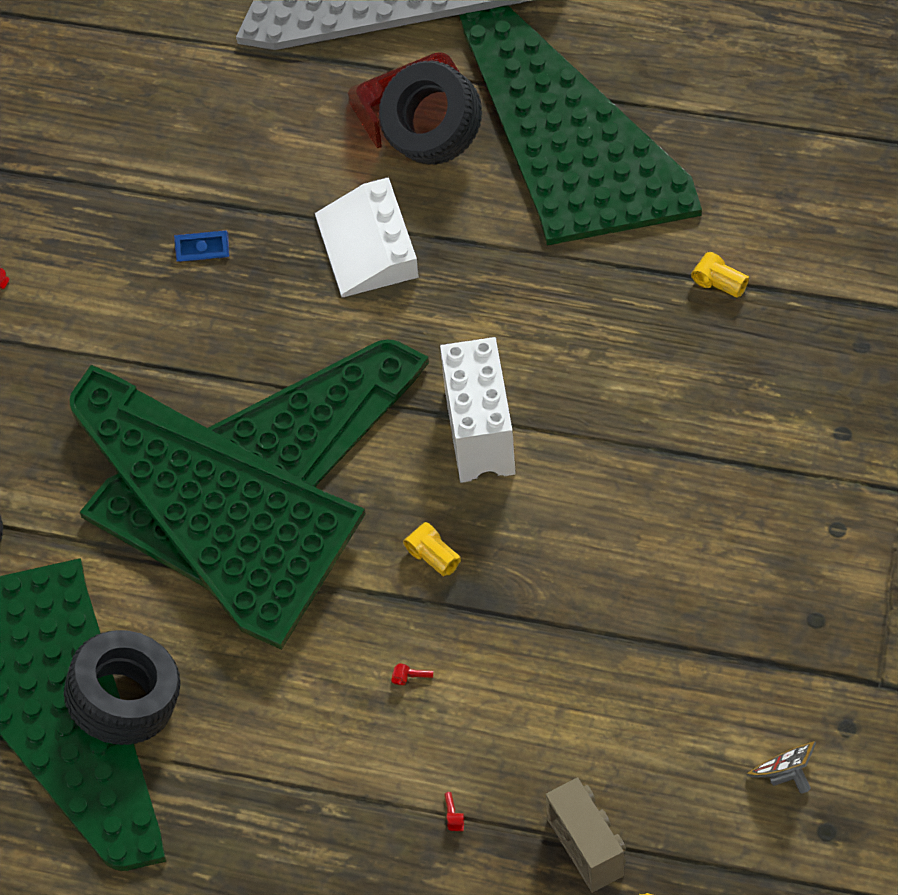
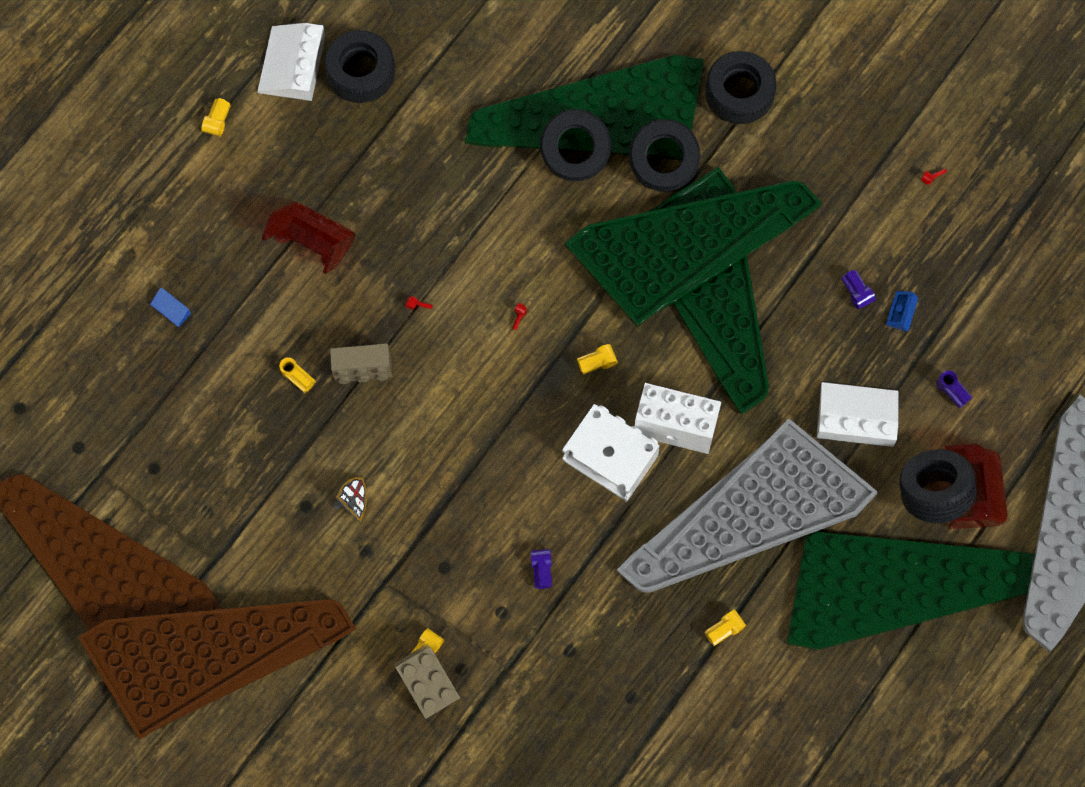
camera: 110 degrees right, 15 degrees up
(87, 600) = (671, 130): none -> black tyre
(199, 291) = (860, 293): none -> dark purple piece
(284, 158) = (955, 390): none -> dark purple piece
(534, 289) = (765, 501): none -> light grey wing
(558, 474) = (605, 436): none -> white gear
(749, 503) = (541, 563): none -> dark purple piece

